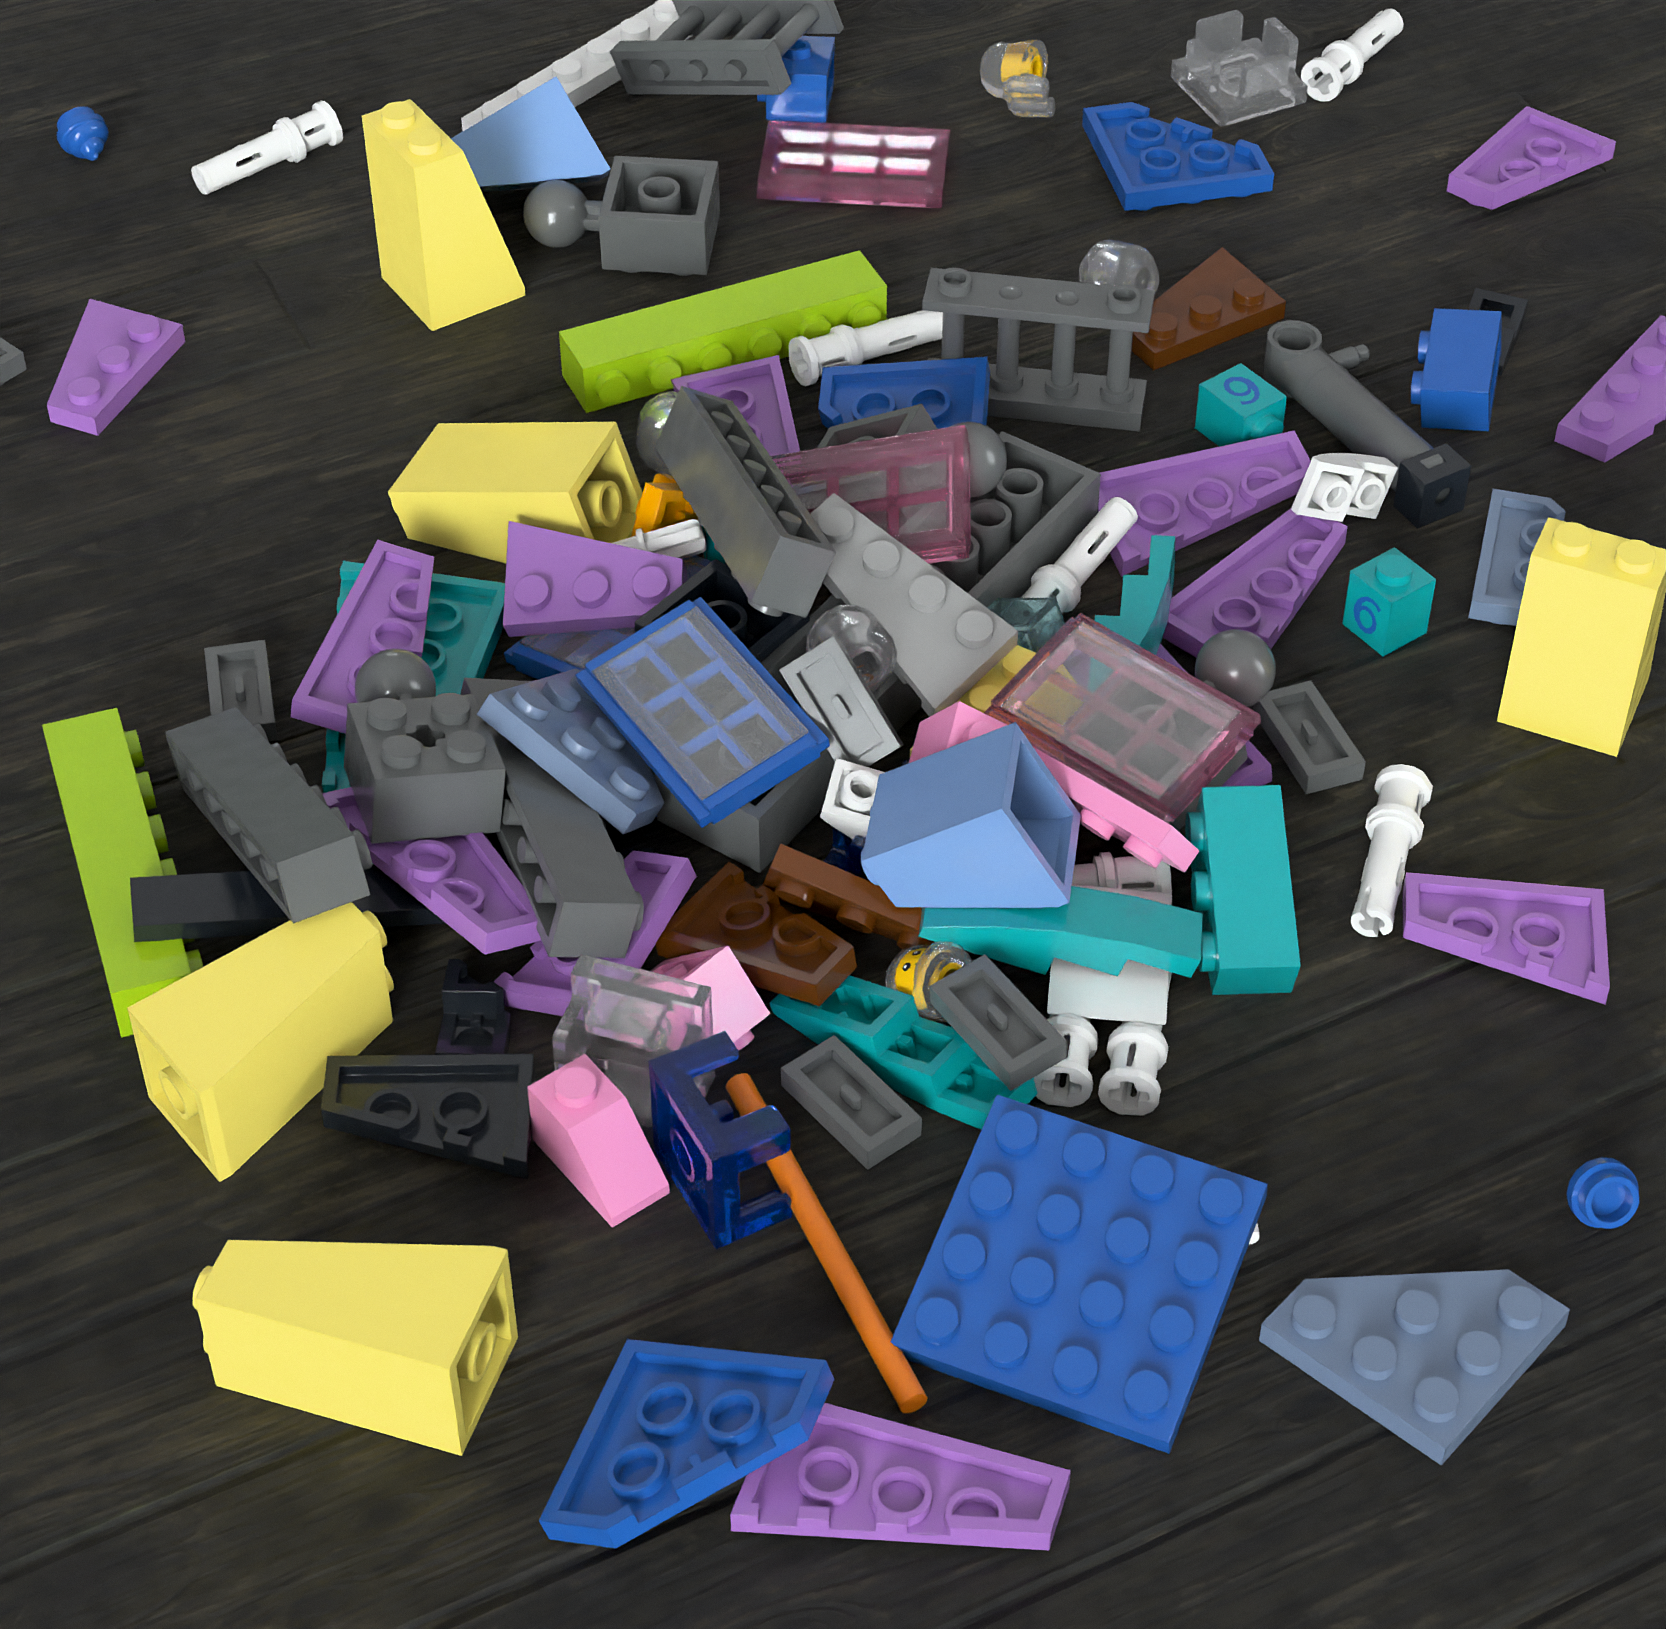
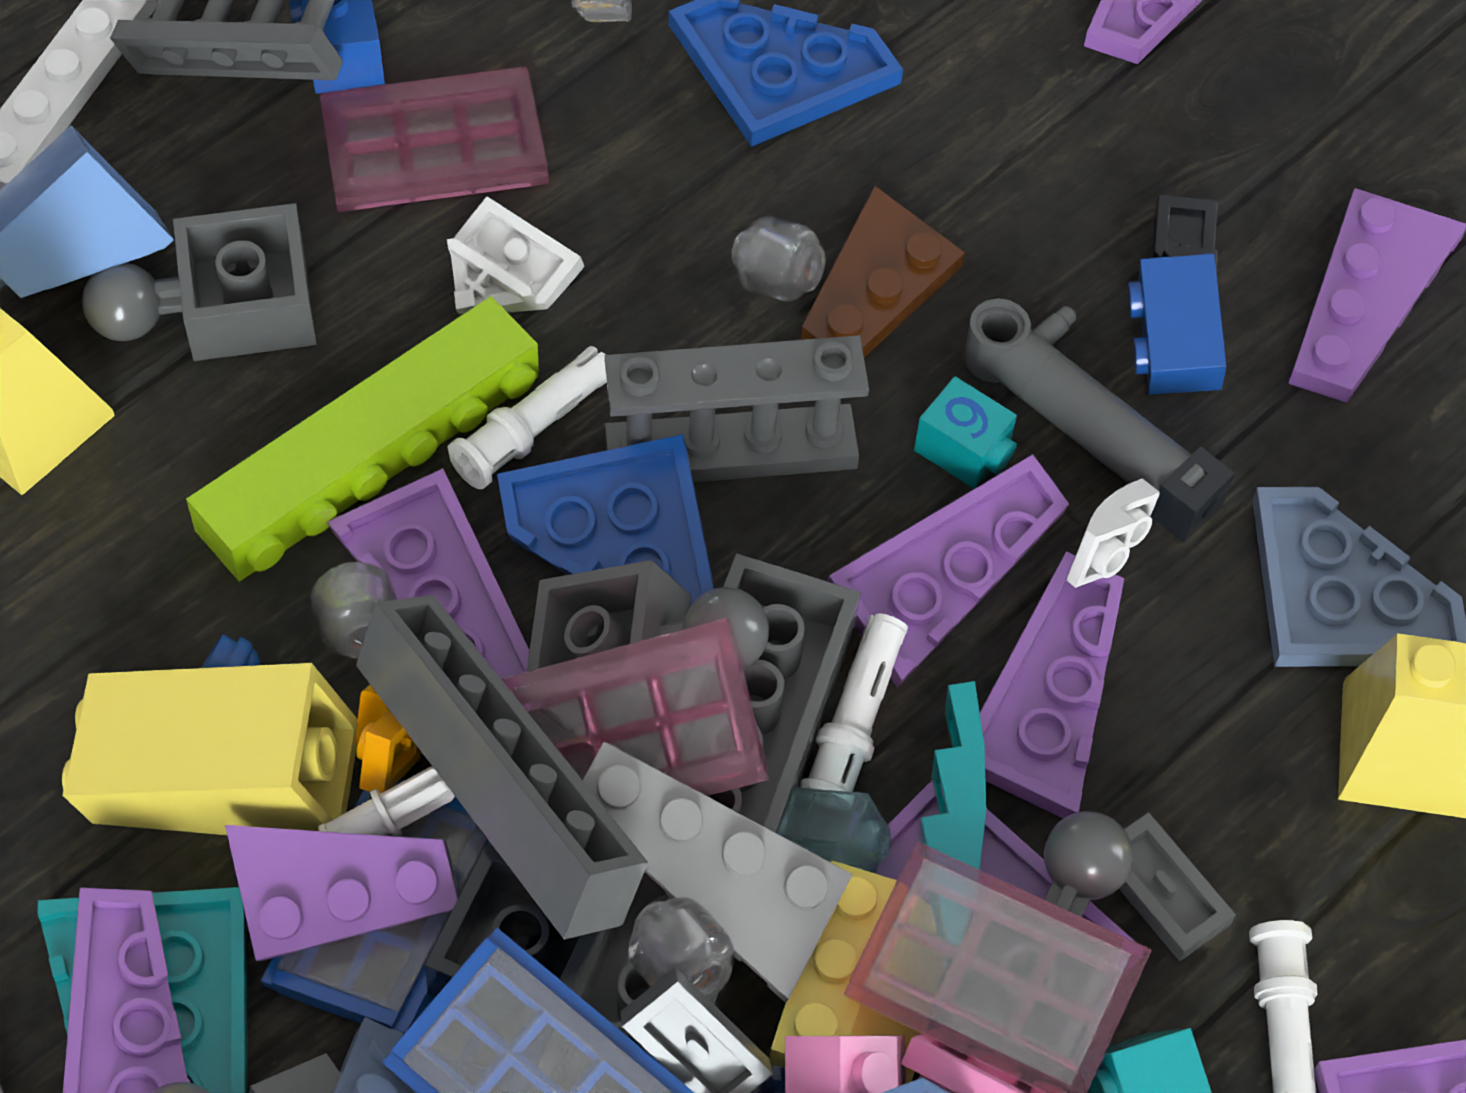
camera: 20 degrees left, 15 degrees up
(892, 246) = (509, 261): none -> white slope
(1388, 601) = (1196, 677): teal brick -> none

